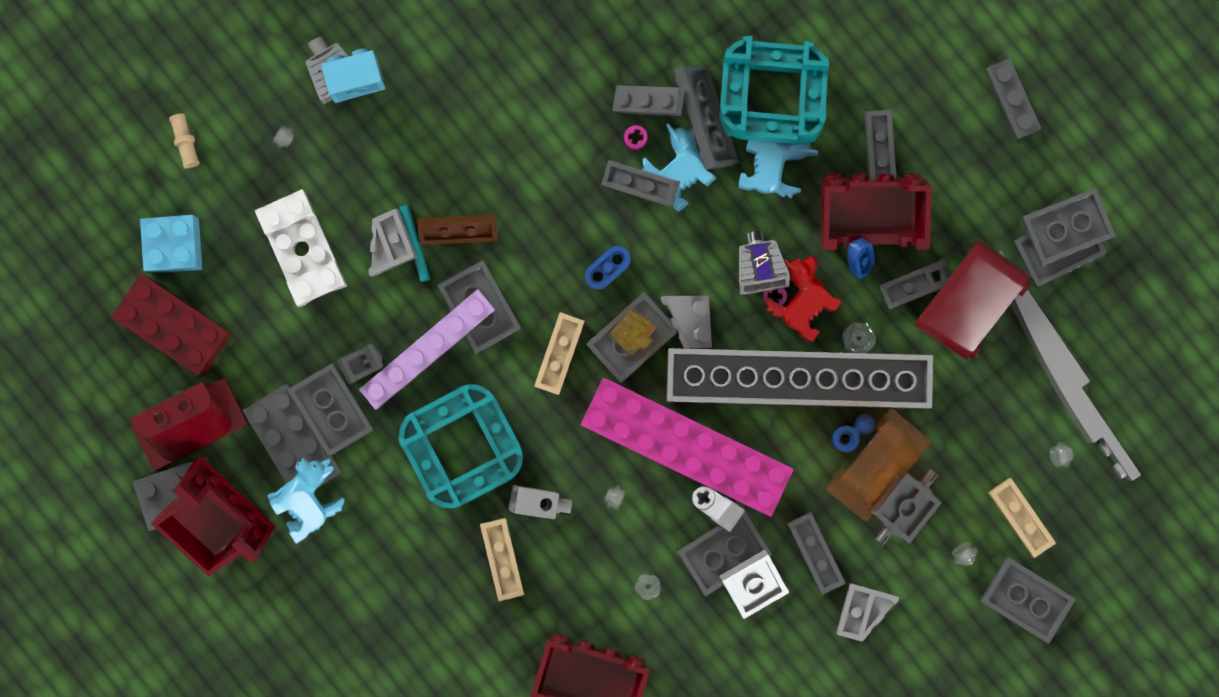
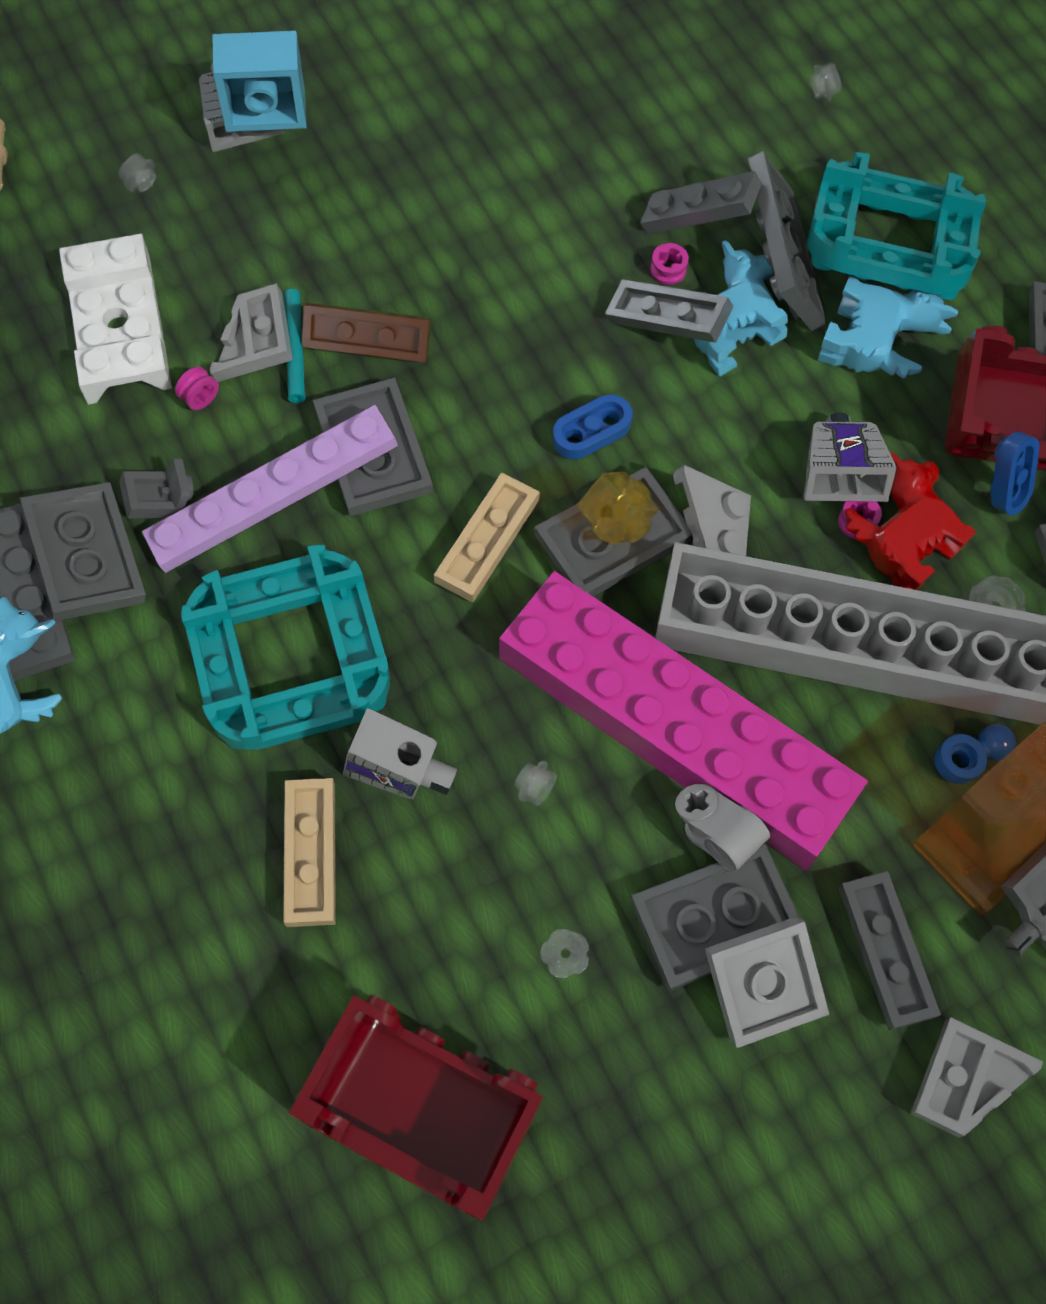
camera: 10 degrees right, 20 degrees down
(365, 289) = (197, 388): none -> dark pink bush

